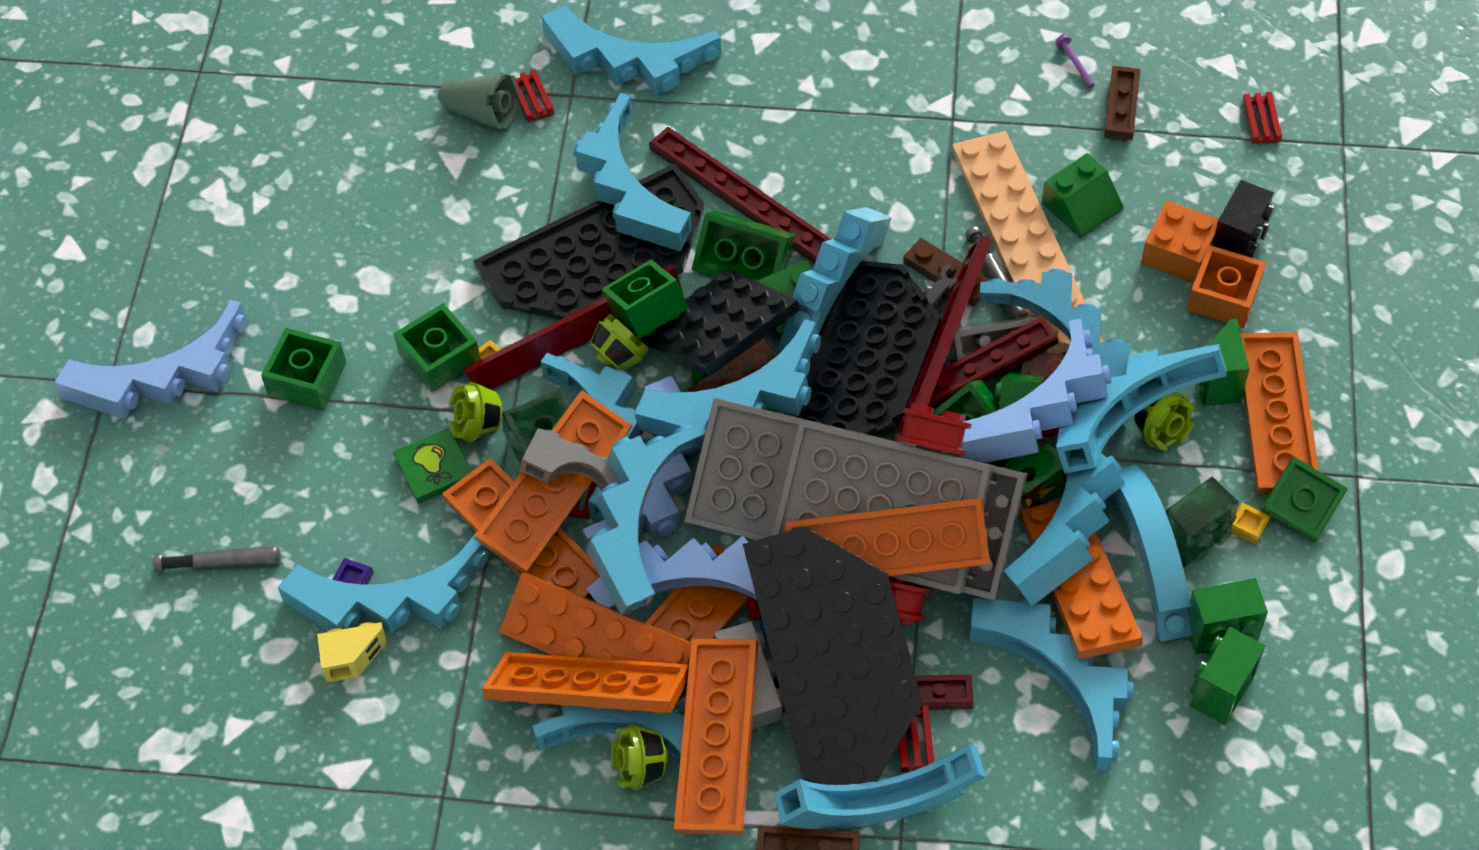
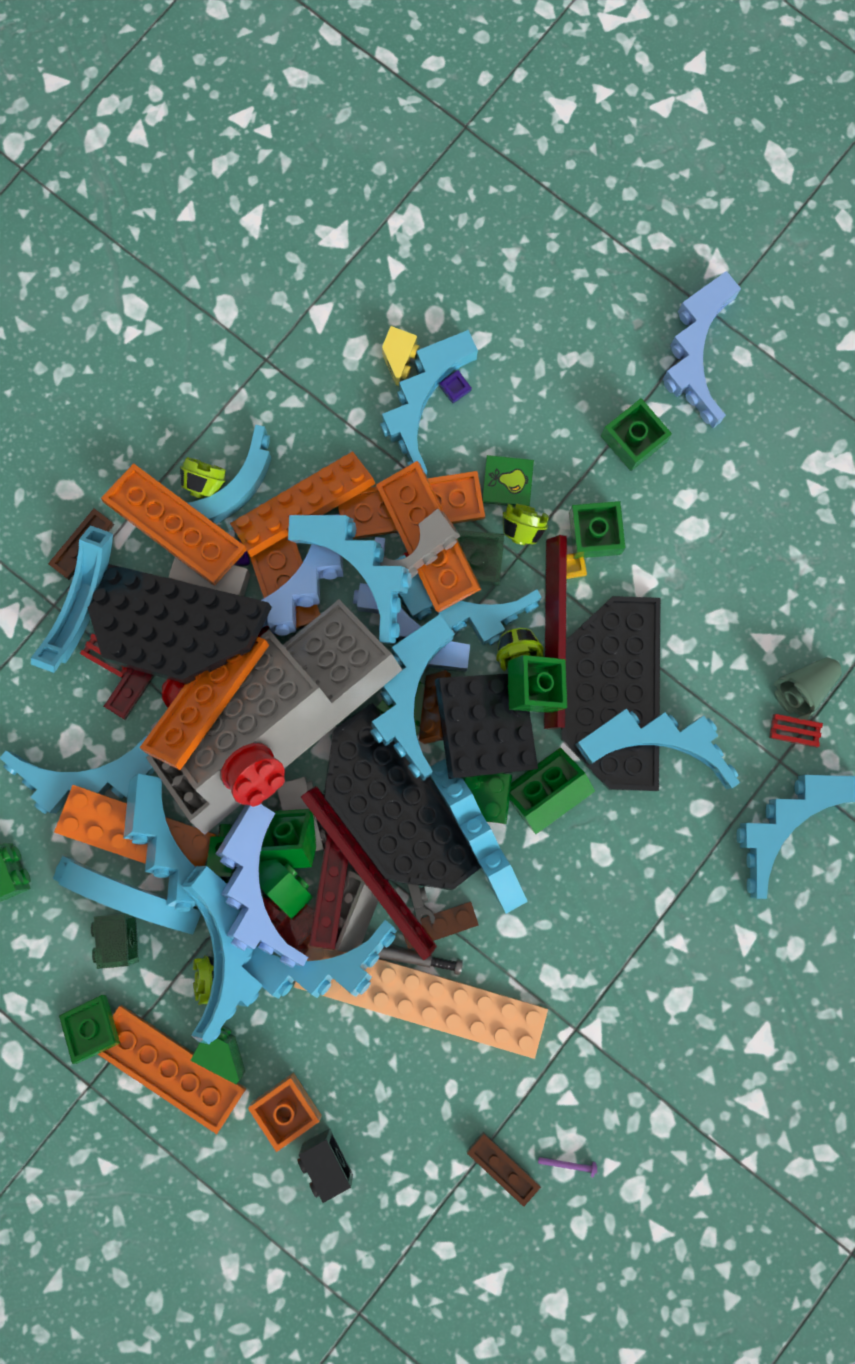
camera: 115 degrees right, 25 degrees up
(225, 558) = (519, 319): flat silver piece -> none
(587, 682) = (267, 473): orange plate -> none
(736, 191) = (603, 824): dark red tile -> none
(1082, 195) = (435, 1070): green slope -> none
(1179, 241) = (347, 1111): orange brick -> none
(1225, 606) = (37, 904): green brick -> none
(1249, 523) = (104, 981): yellow tile -> none
(1259, 100) = (417, 1278): red tile -> none

